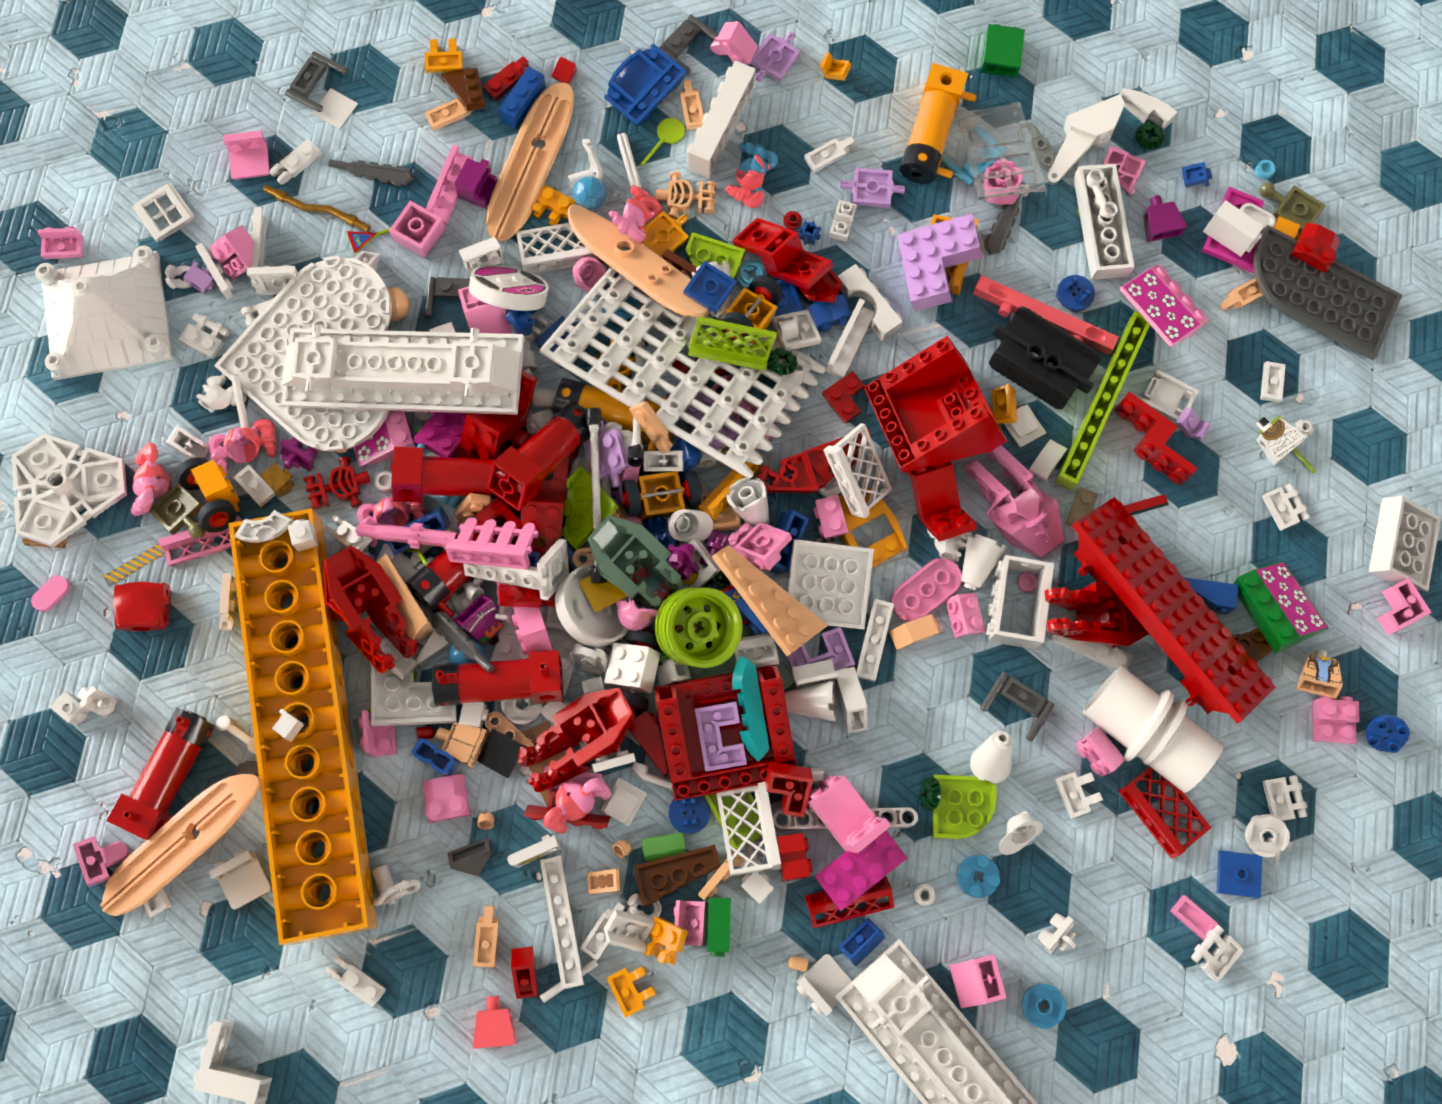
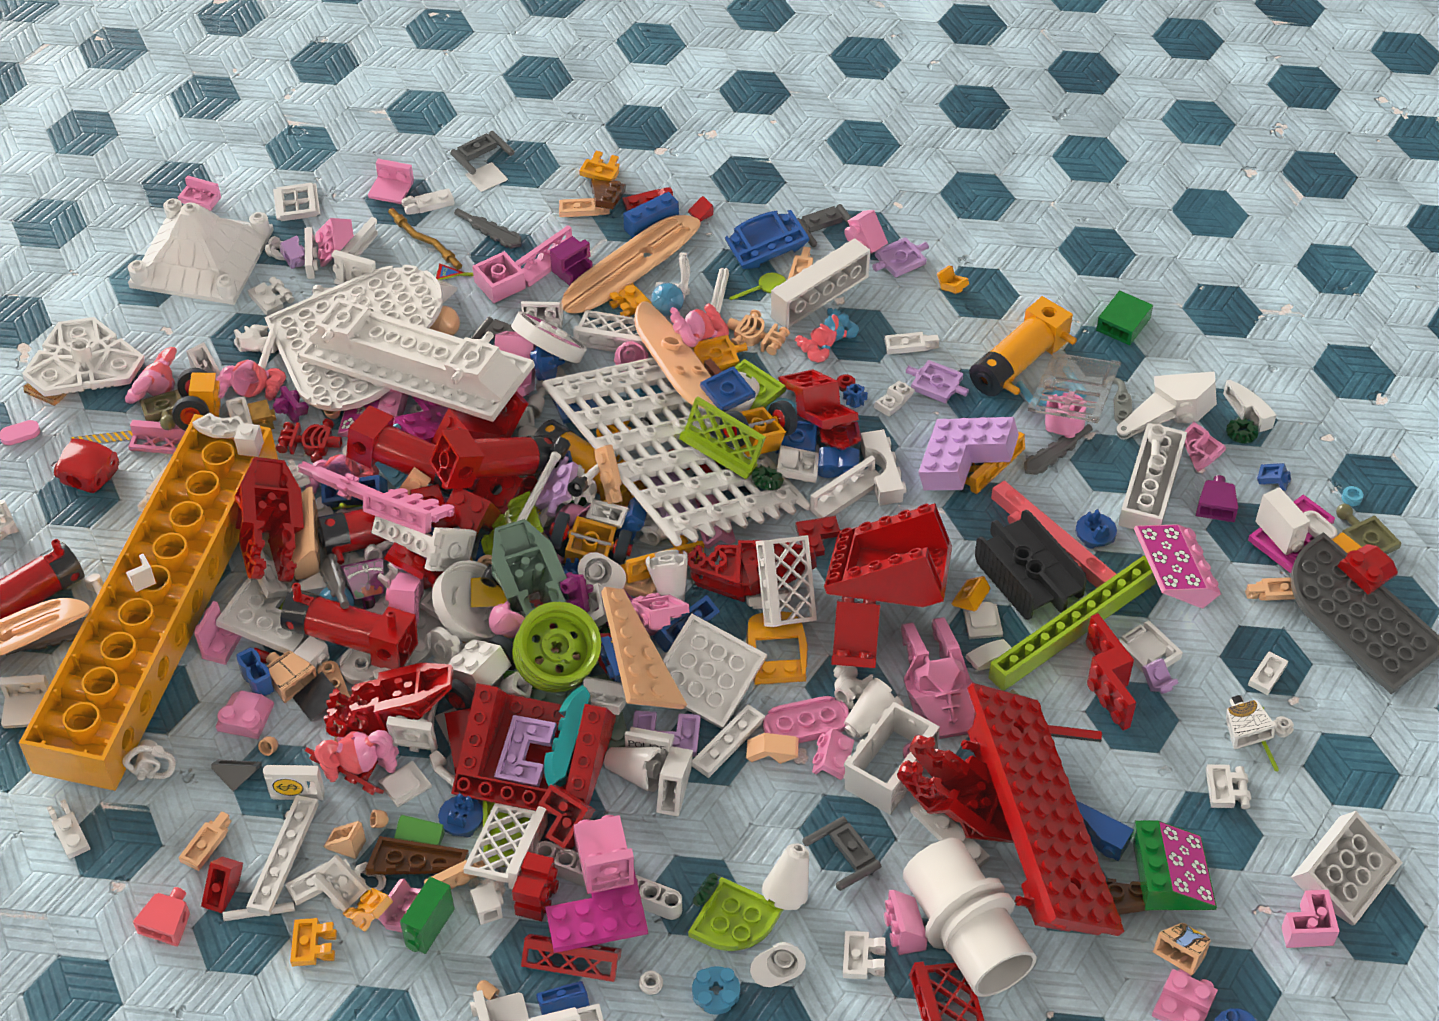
camera: 30 degrees right, 25 degrees down
(831, 517) = (743, 618): bright pink bracket -> none

